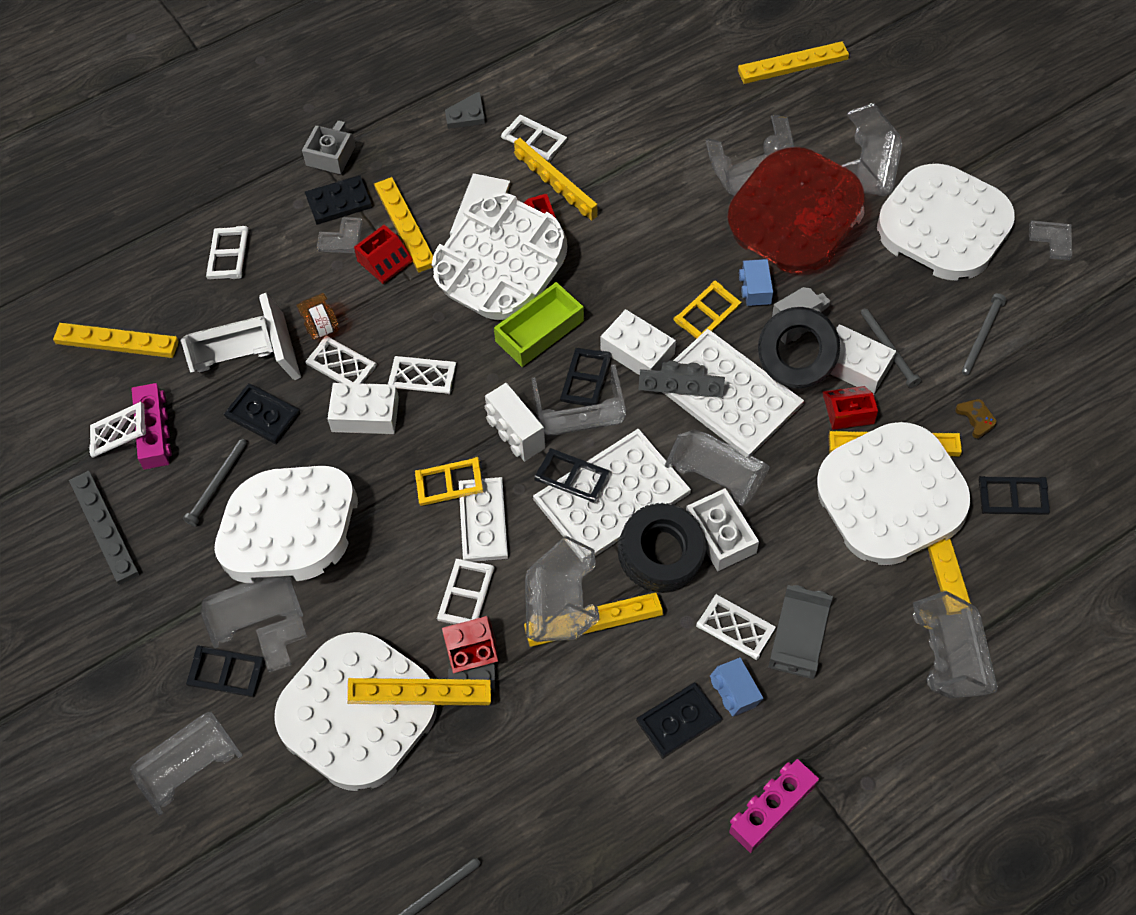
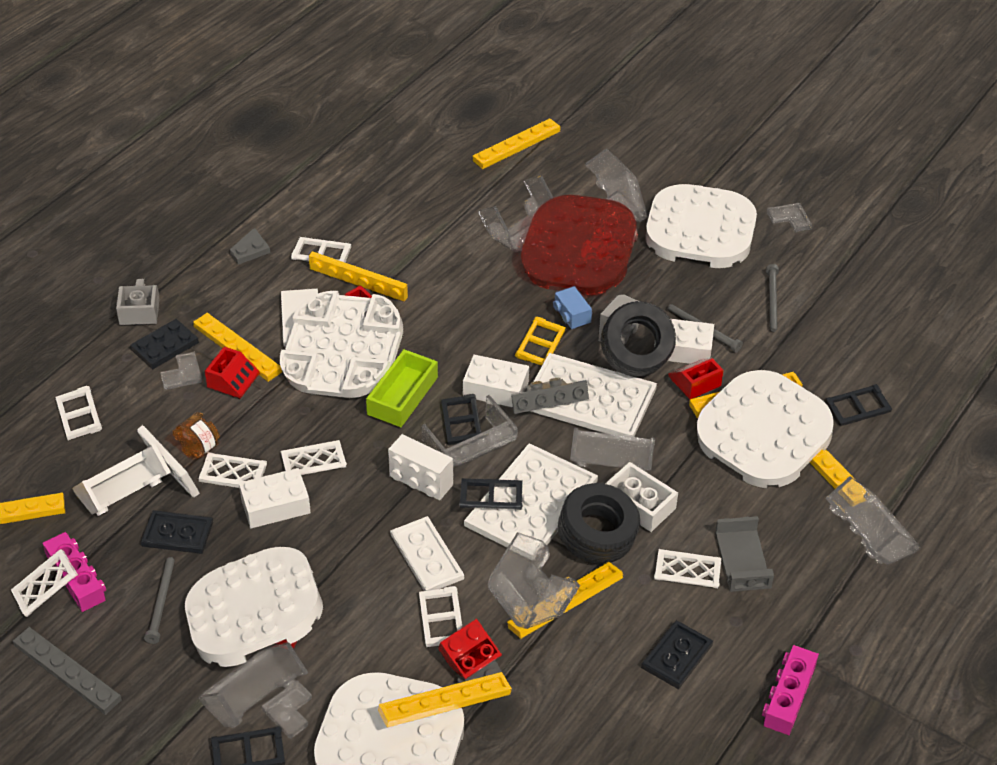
camera: 25 degrees left, 15 degrees down
(451, 494) = (388, 542): yellow window -> none
(736, 687) = (714, 610): medium blue brick -> none
(978, 416) = (801, 355): pearl gold piece -> none

